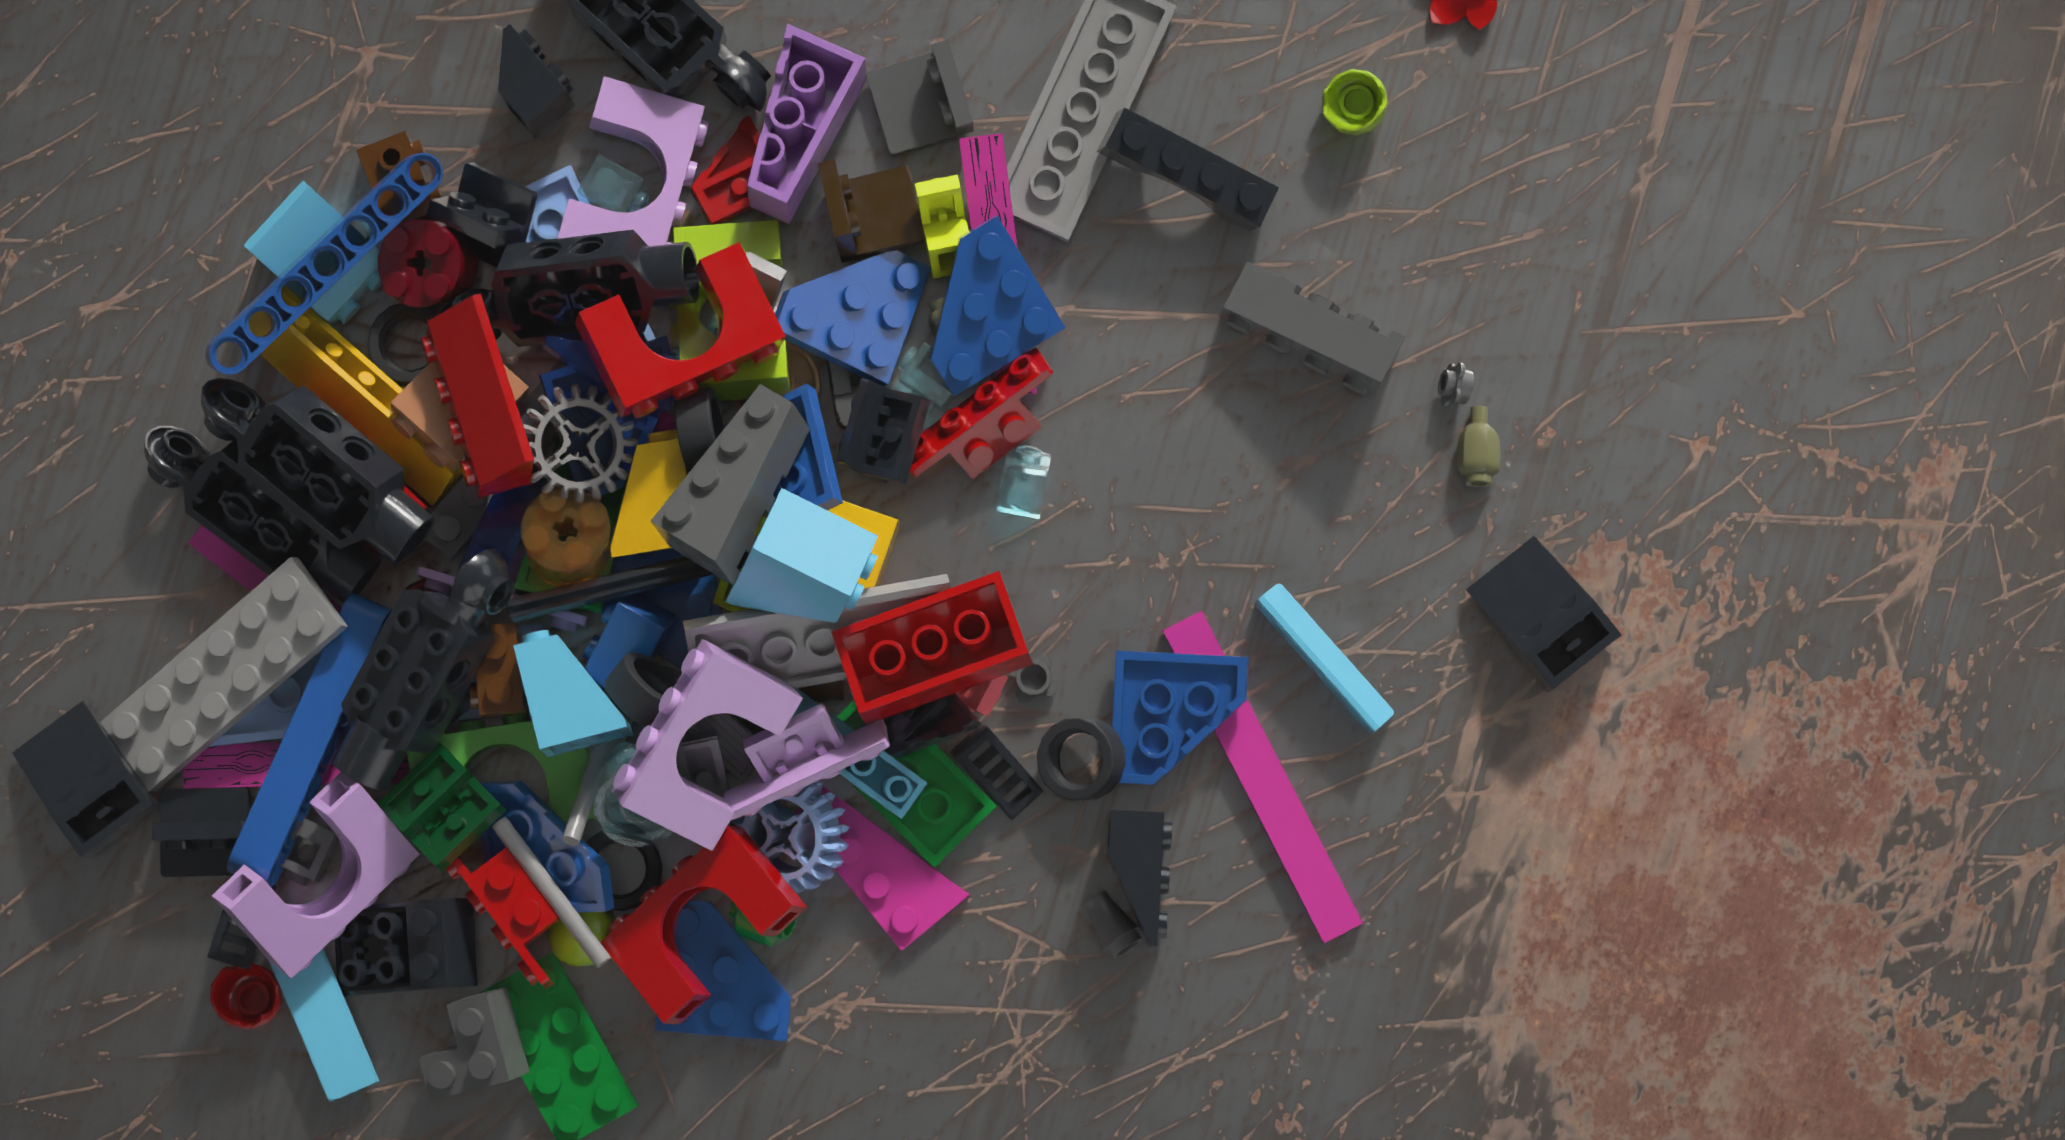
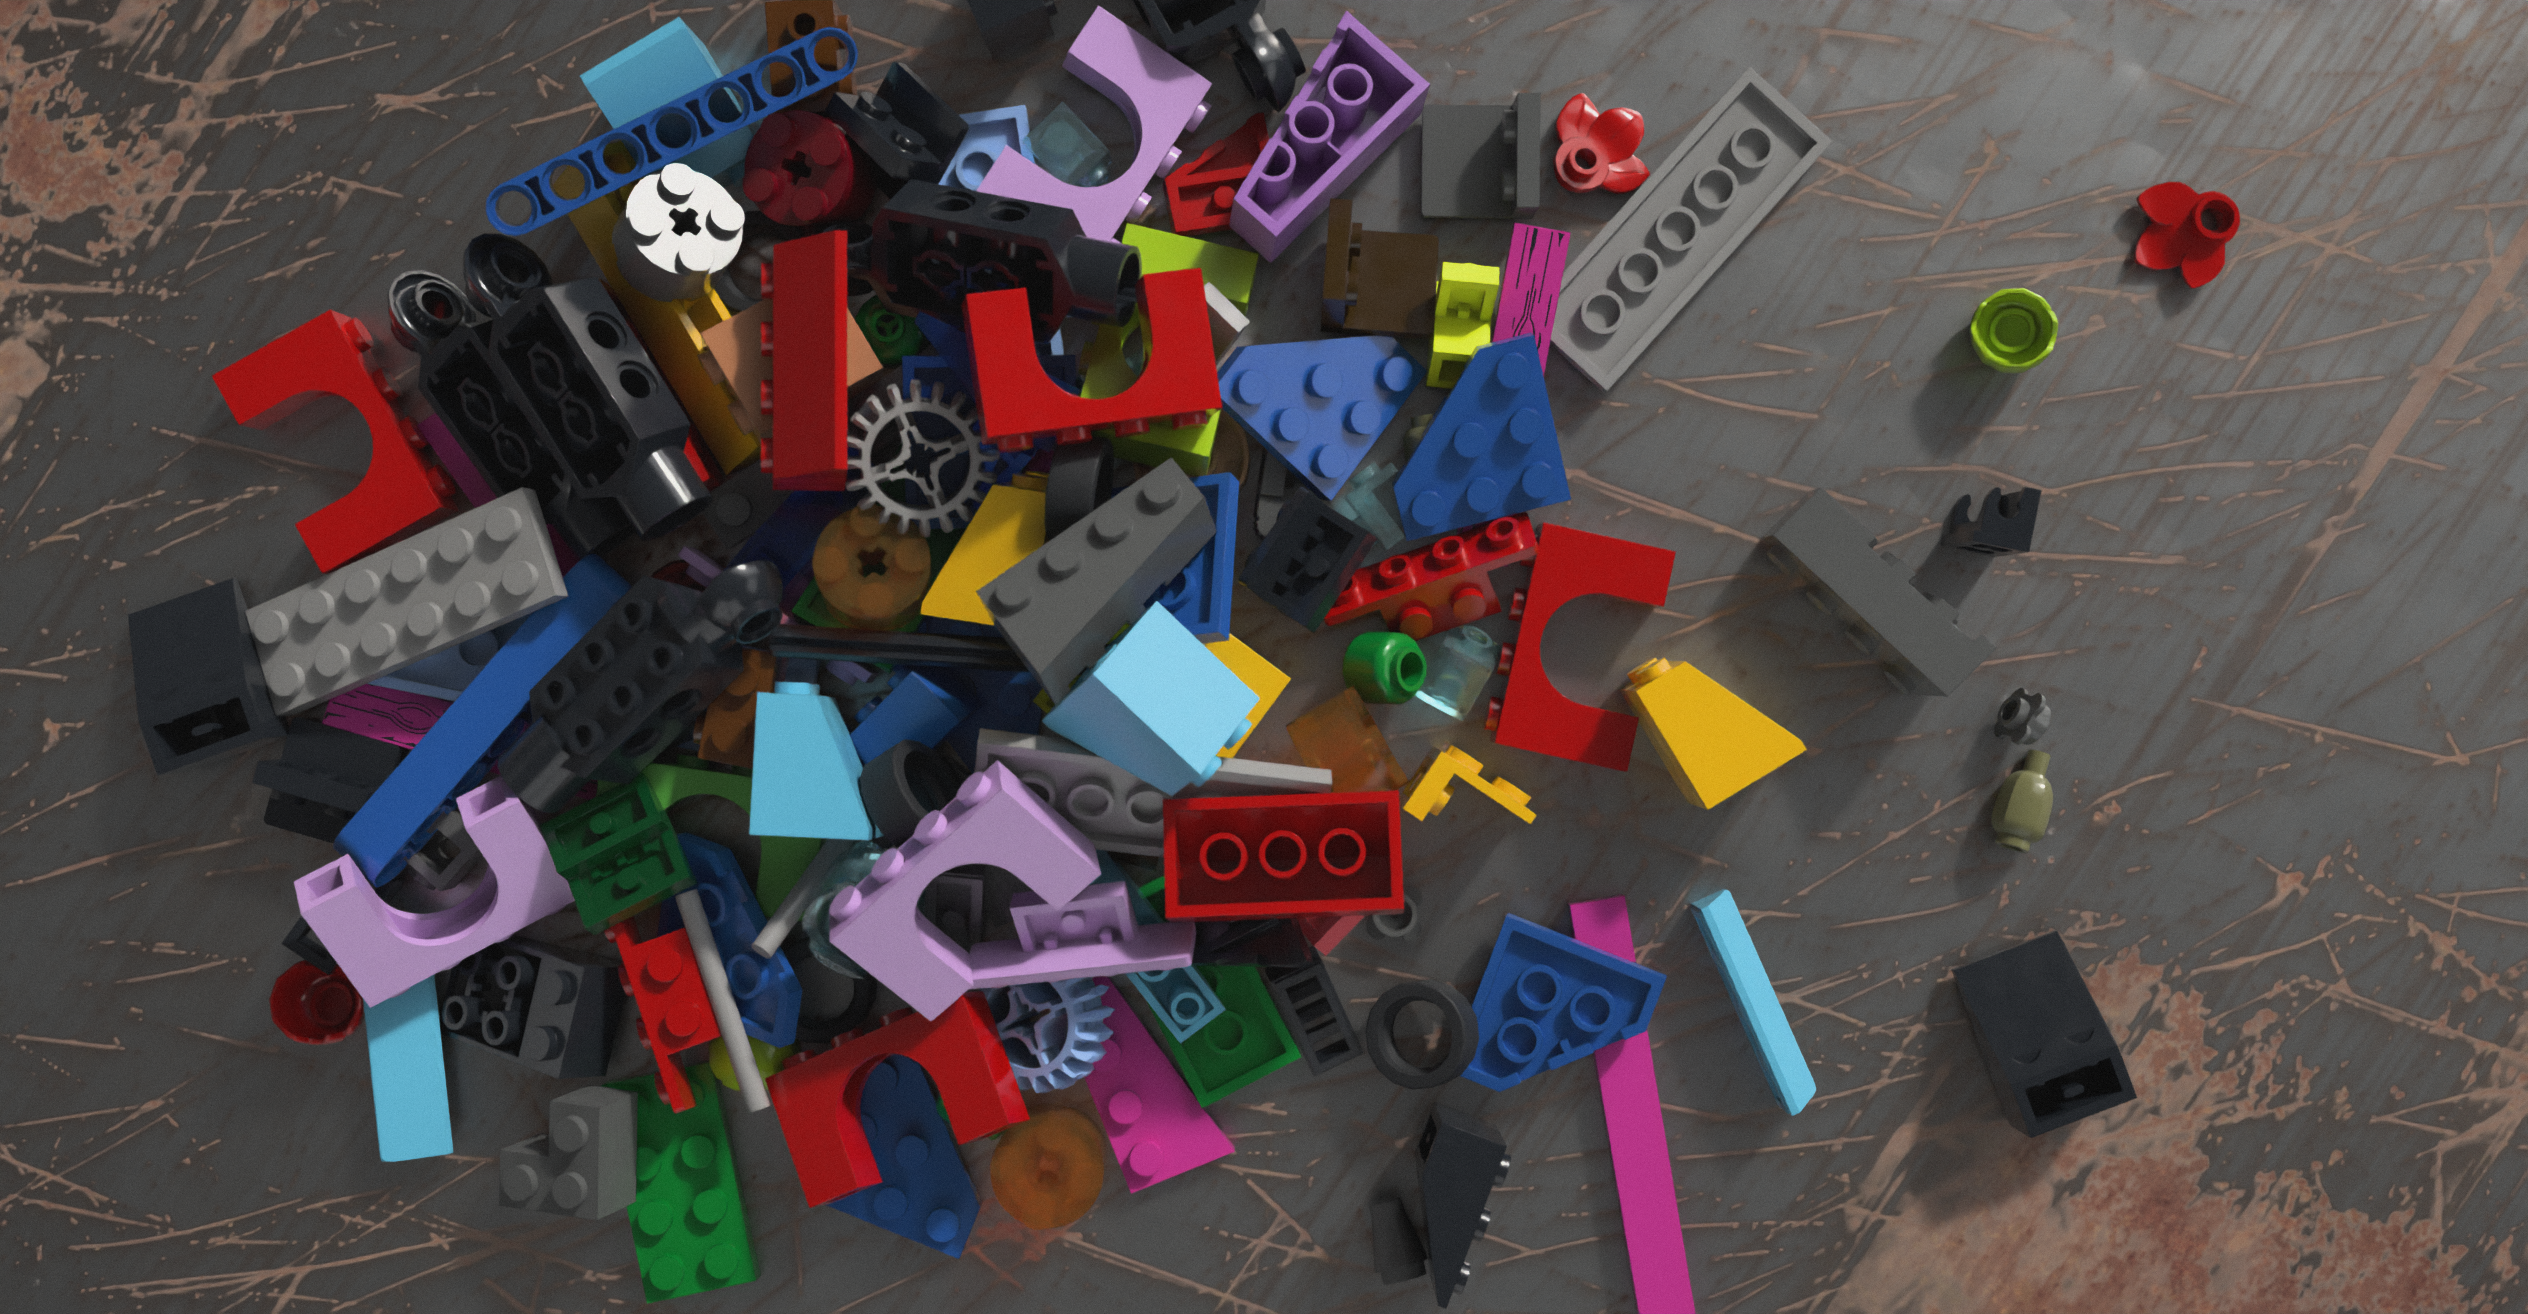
camera: 15 degrees right, 5 degrees up
(108, 516) = (402, 485): none -> red arch
(348, 338) = (677, 234): none -> brick
(539, 361) = (889, 350): none -> green head
(807, 949) = (1040, 1196): none -> clear orange brick
(950, 554) = (1352, 748): none -> clear orange brick
(966, 496) = (1384, 667): none -> green head
(1008, 57) = (1603, 142): none -> red plate
(1029, 571) = (1430, 788): none -> yellow bracket
(1088, 494) = (1529, 707): none -> red arch
(1210, 178) = (1759, 319): black arch -> none
(1217, 465) = (1704, 731): none -> yellow slope
(1383, 253) = (2003, 525): none -> black hinge

